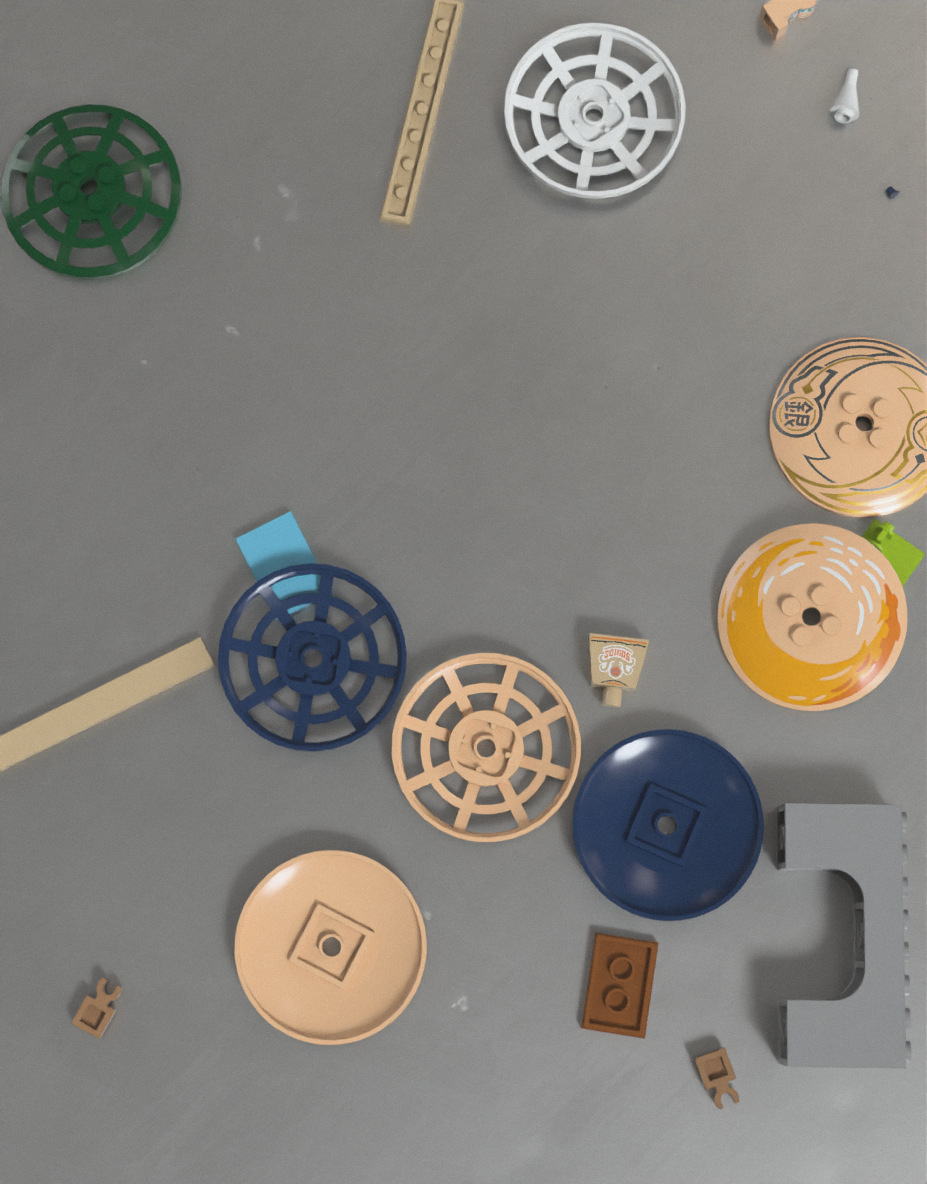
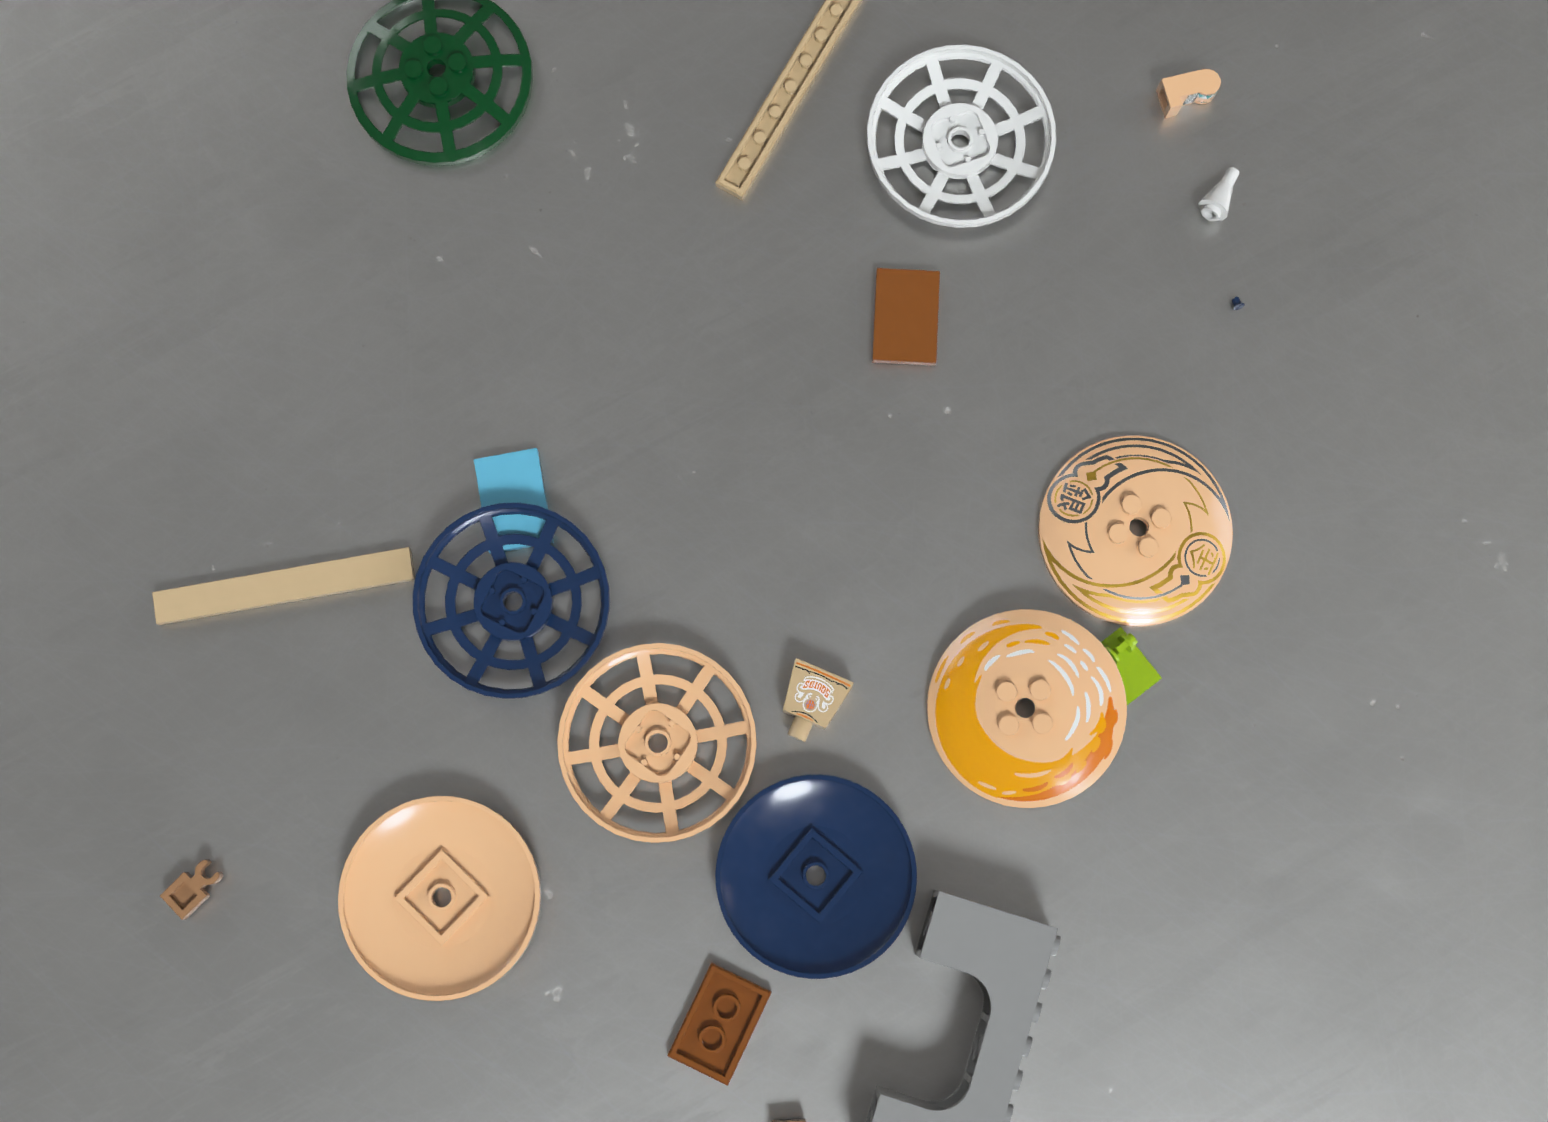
camera: 15 degrees right, 0 degrees up
(593, 291) = (906, 317): none -> dark orange tile

